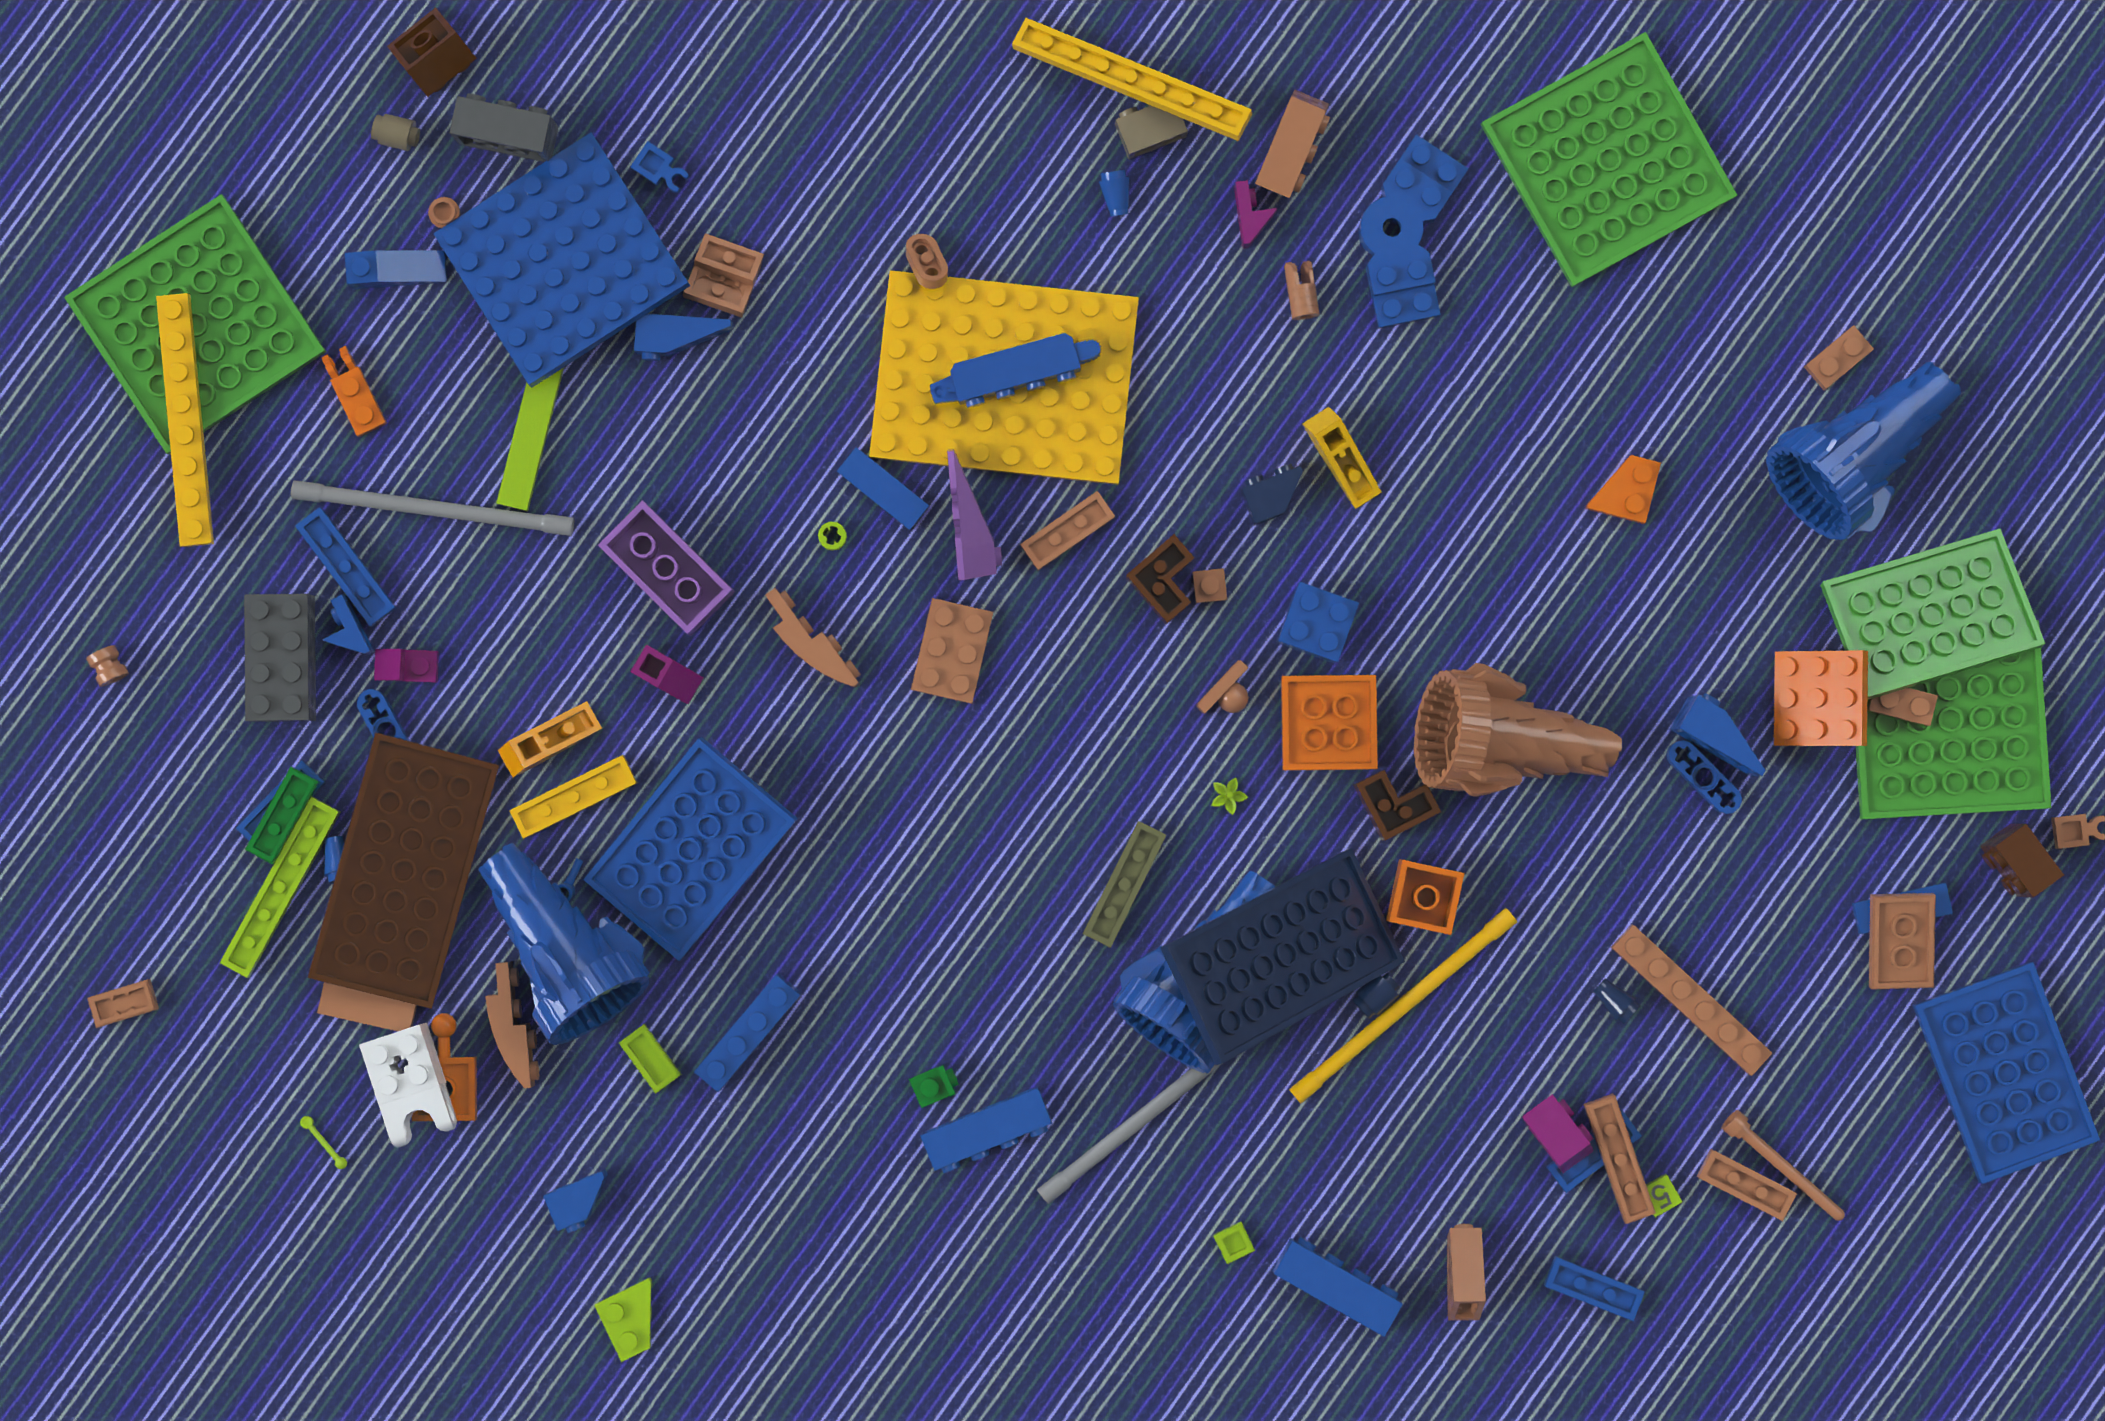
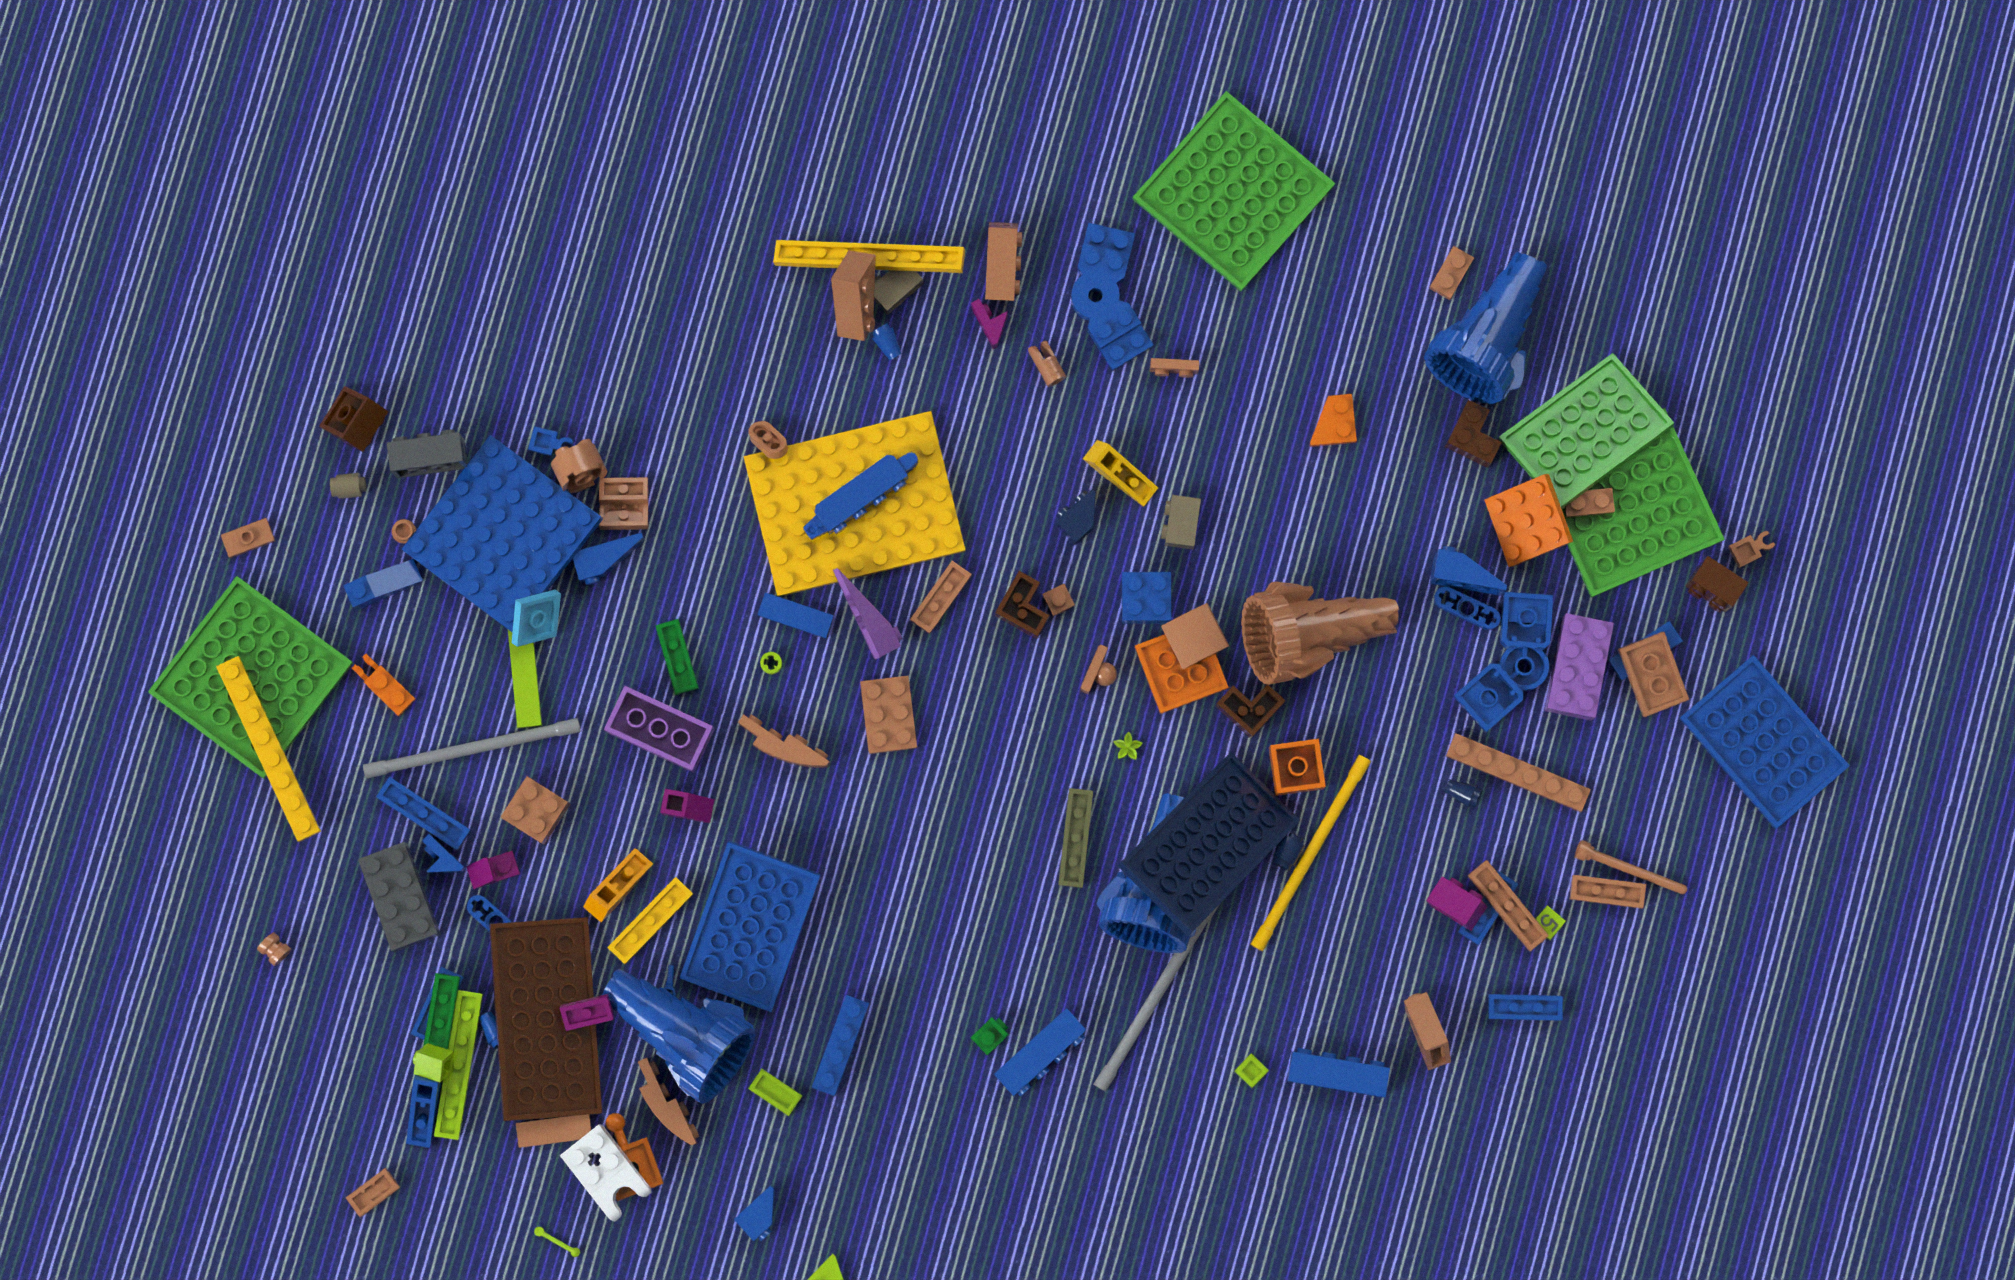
camera: 20 degrees left, 5 degrees down
(221, 921) = (423, 1111): none -> blue slope
(247, 875) = (433, 1062): none -> lime brick
(252, 152) = (248, 538): none -> nougat plate
(454, 882) = (586, 1012): none -> magenta plate
(481, 612) = (535, 810): none -> nougat brick
(564, 378) = (536, 618): none -> medium azure plate
(683, 210) = (578, 466): none -> nougat brick
(721, 487) = (677, 657): none -> green tile
(1096, 120) = (854, 295): none -> nougat wedge
(1359, 691) = (1195, 636): none -> nougat slope
(1395, 544) = (1182, 522): none -> dark tan brick
(1443, 346) = (1163, 367): none -> nougat plate
(1761, 836) = (1524, 635): none -> blue plate
(1783, 571) = (1468, 439): none -> reddish brown brick
(1814, 899) = (1579, 667): none -> medium lavender brick

